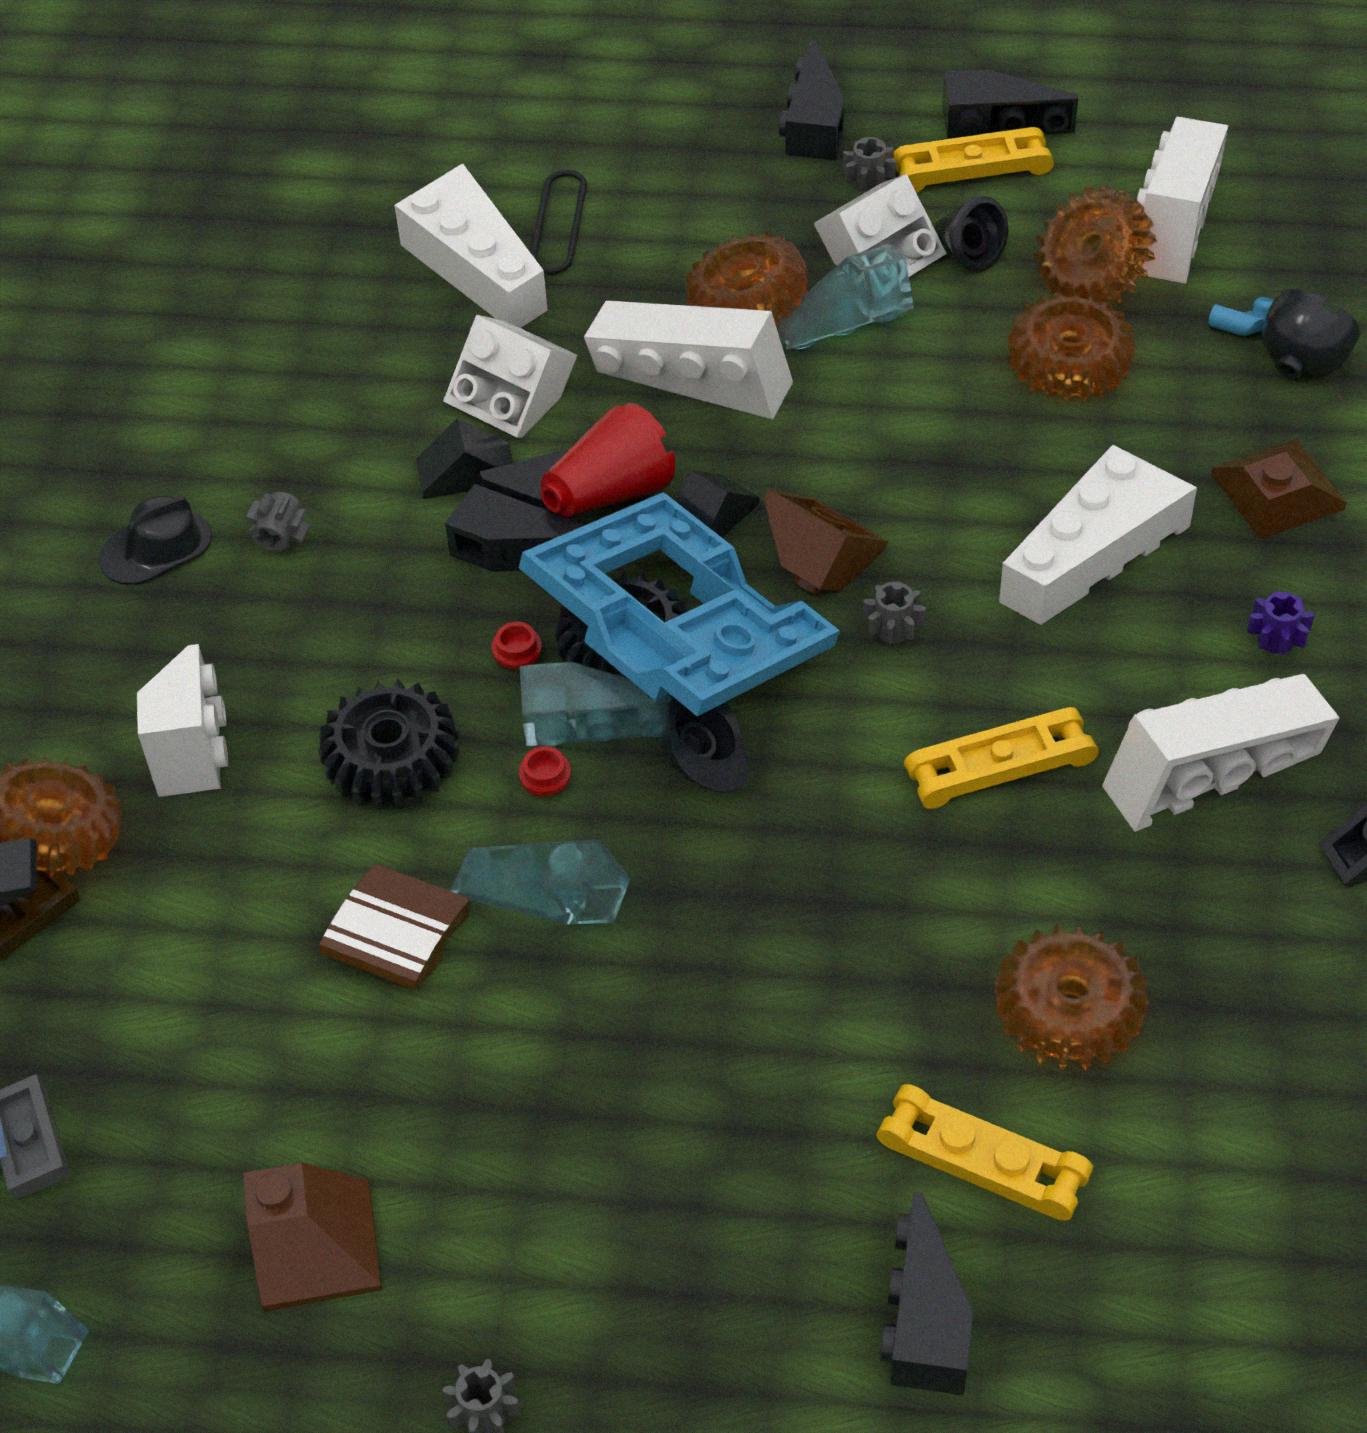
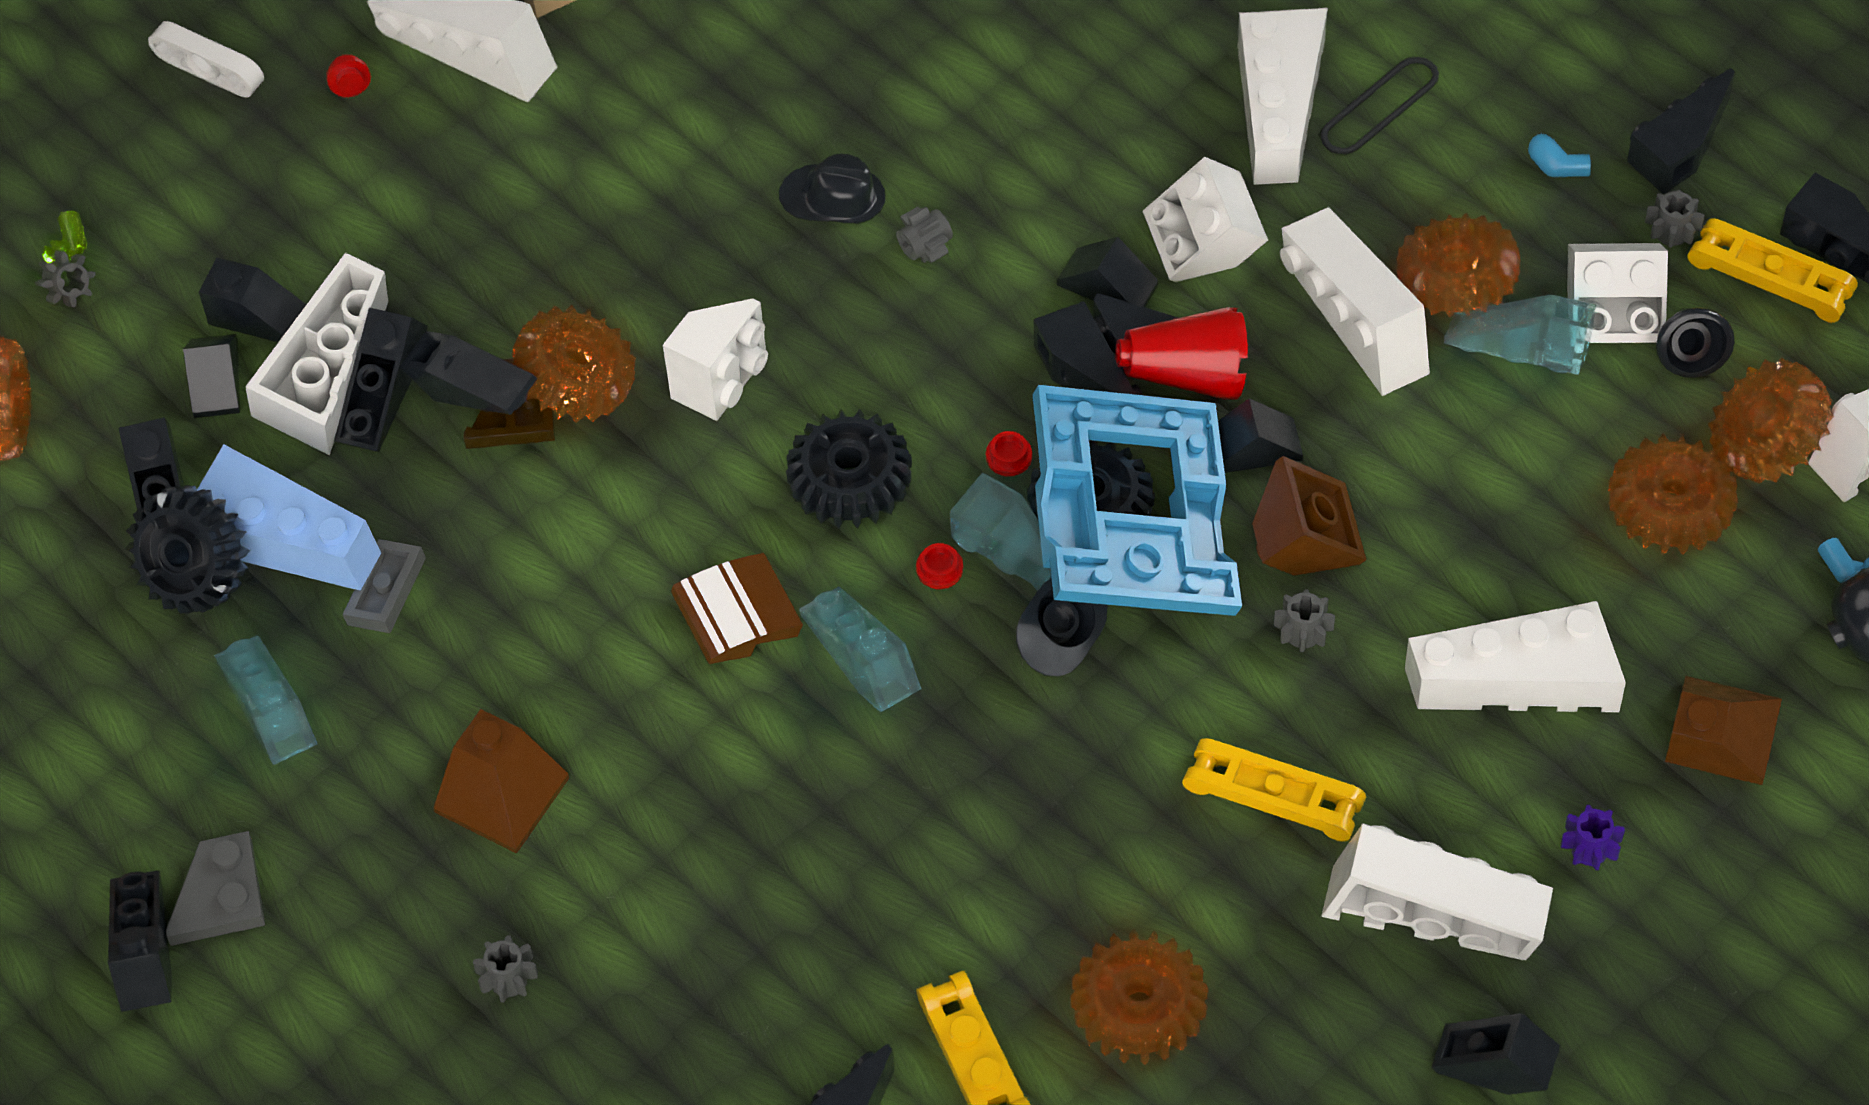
camera: 40 degrees right, 5 degrees up
(734, 179) = (1555, 161): none -> dark azure arm

